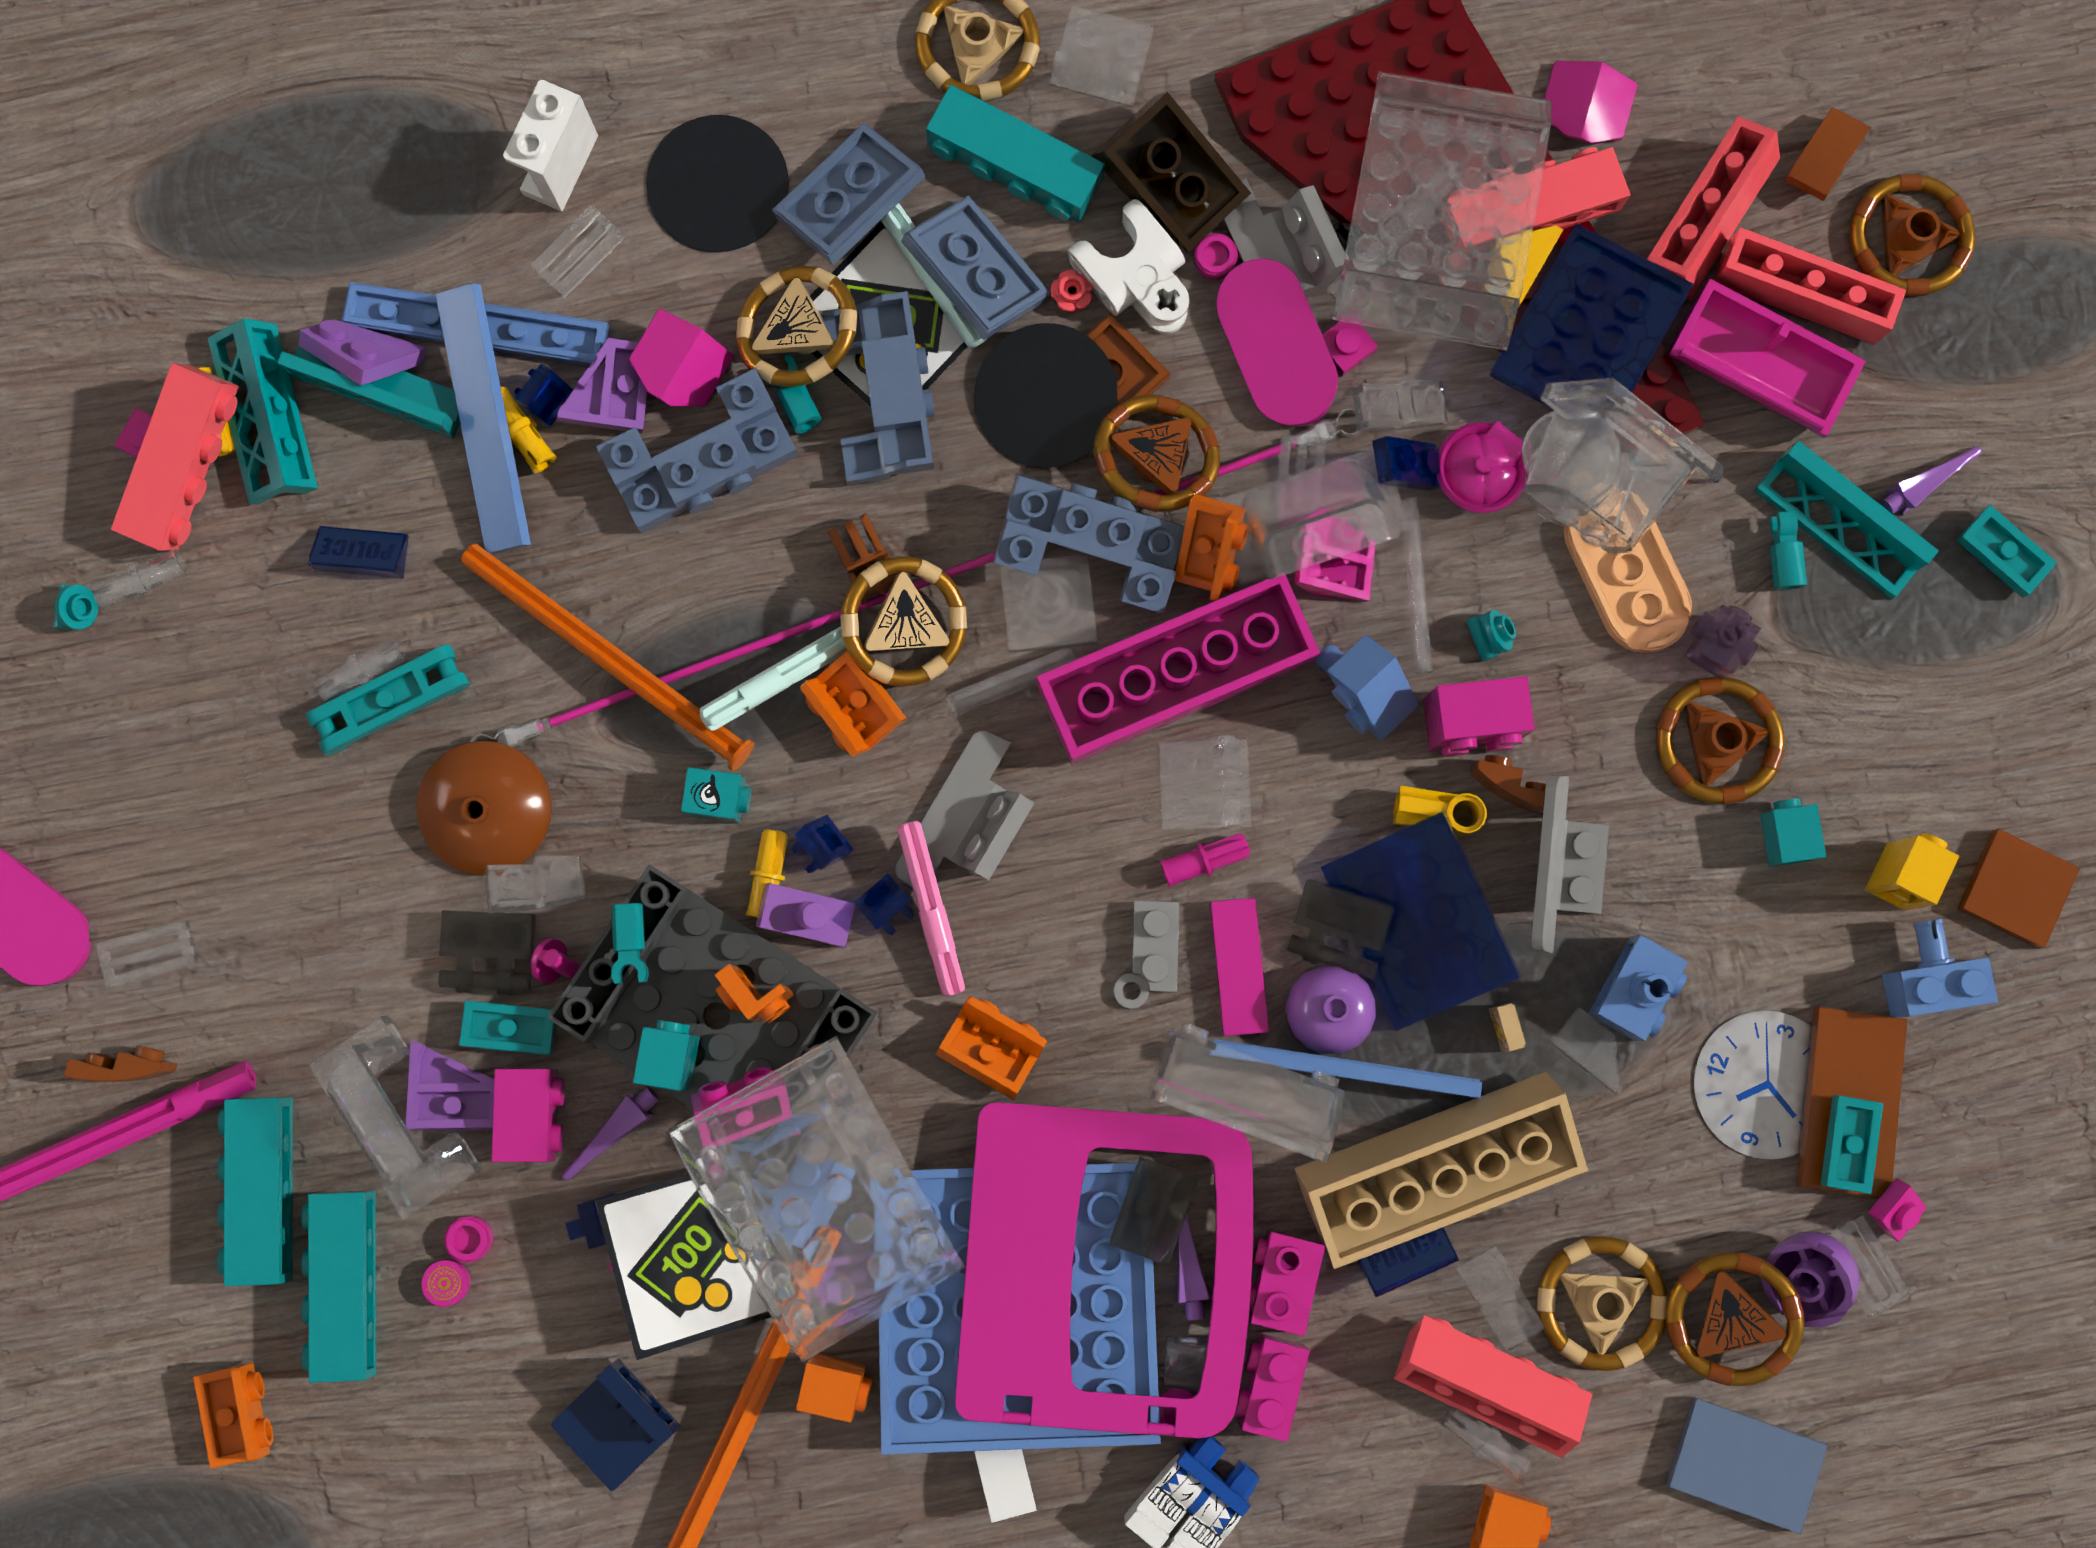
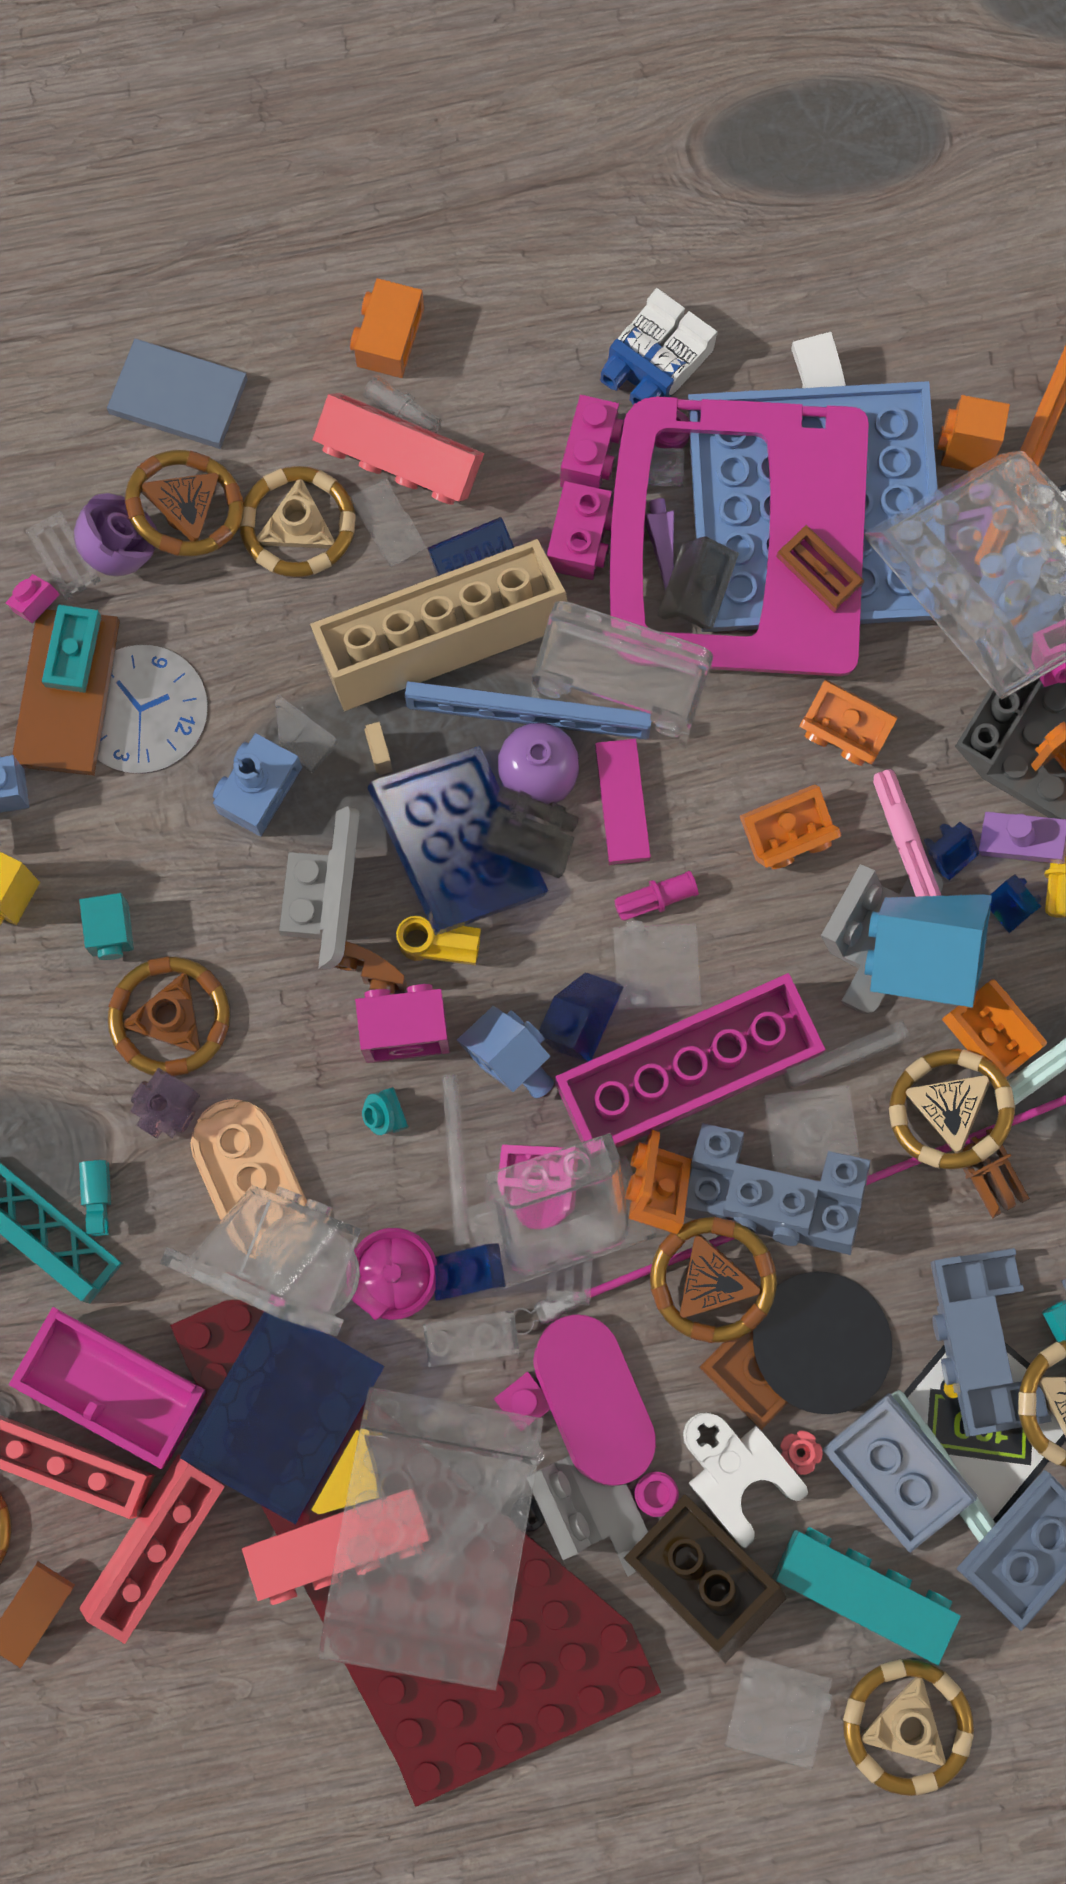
camera: 175 degrees left, 5 degrees down
(918, 785) = (929, 947): none -> dark azure slope
(1045, 1251) = (809, 579): none -> dark orange tile
(1059, 929) = (790, 828): none -> orange bracket
(1152, 951) = (702, 814): light grey hinge -> none
(1289, 728) = (580, 1016): none -> clear blue slope
(1589, 100) = (273, 1669): dark pink slope -> none

